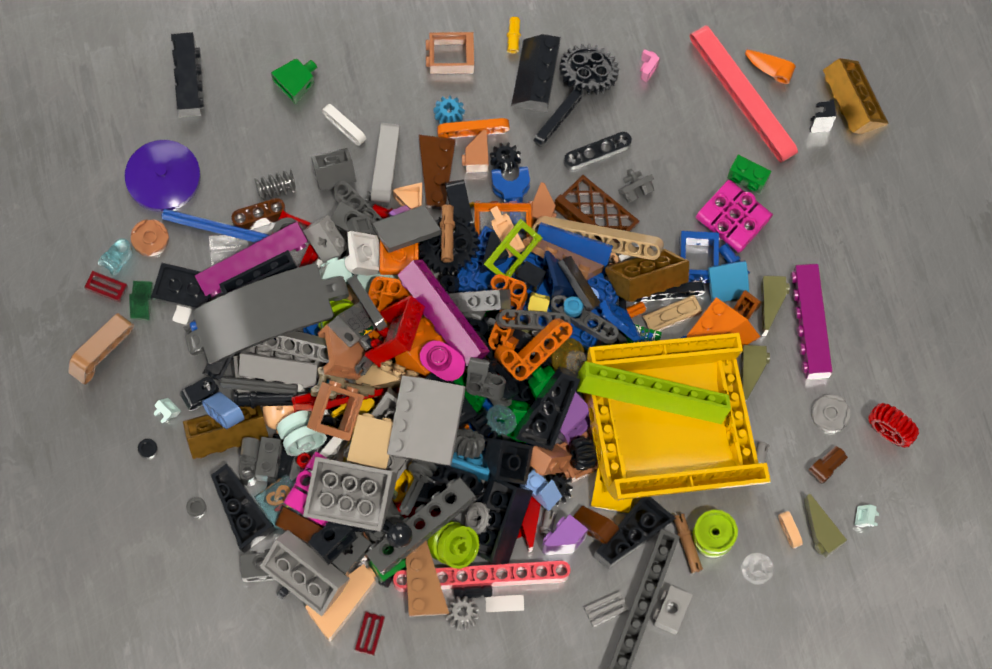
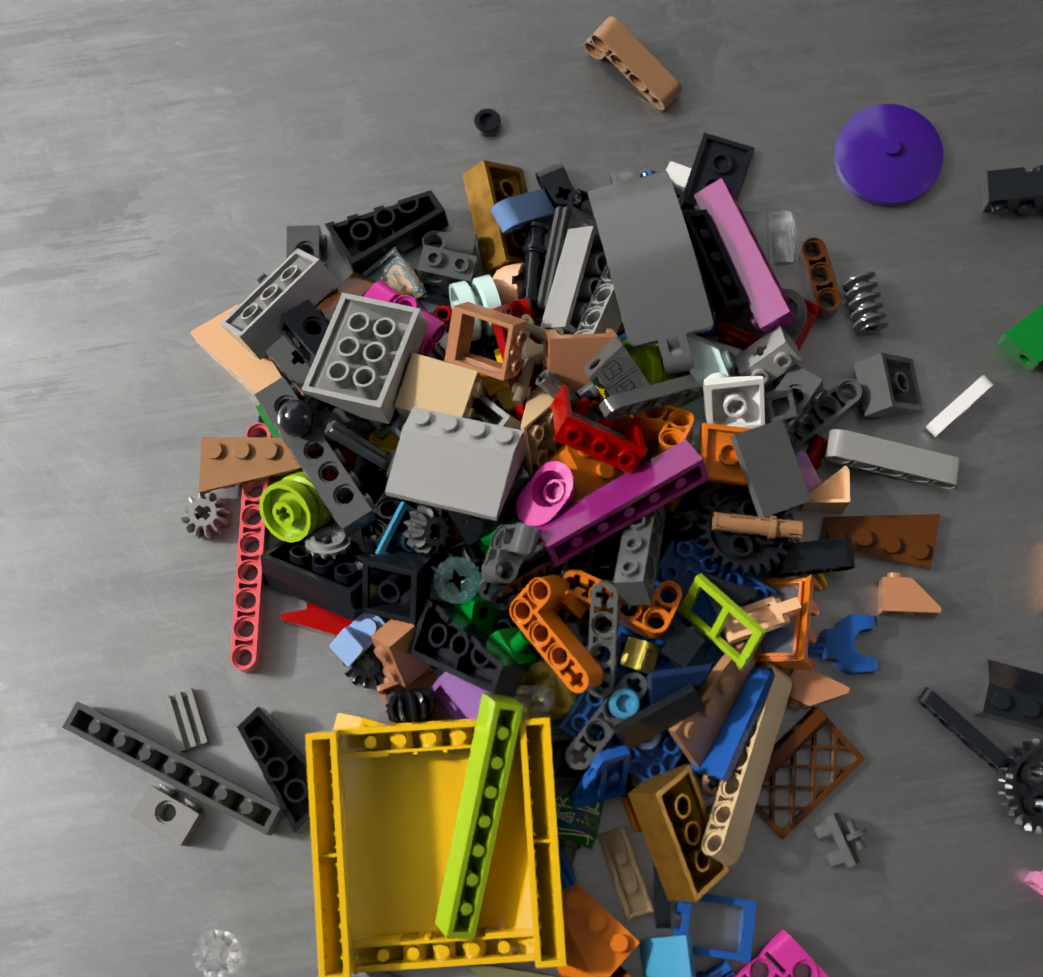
camera: 105 degrees right, 5 degrees up
(103, 293) = (715, 95): dark red tile -> none
(115, 260) = (763, 86): clear light blue piece -> none
(140, 300) = (696, 119): clear green slope -> none
(149, 237) = (794, 135): nougat tile -> none
(167, 408) = (539, 146): light aqua tile -> none
(196, 507) = (399, 180): dark grey tile -> none
(212, 226) = (804, 217): blue axle -> none
(374, 617) = (171, 393): dark red tile -> none
(448, 104) = (985, 554): dark azure gear -> none
(473, 128) = (948, 596): orange beam -> none
(473, 591) = (233, 534): black axle -> none
(504, 603) = (215, 578): white sticker -> none
(505, 164) = (897, 651): black gear -> none
(548, 523) = (317, 647): light grey pin -> none
(566, 537) = (286, 668): medium lavender slope -> none
(598, 526) = (300, 710): reddish brown beam -> none
(599, 154) = (910, 785): black beam -> none
(687, 543) = (268, 849): medium nougat pin -> none
(714, 522) = (254, 882): lime wheel -> none

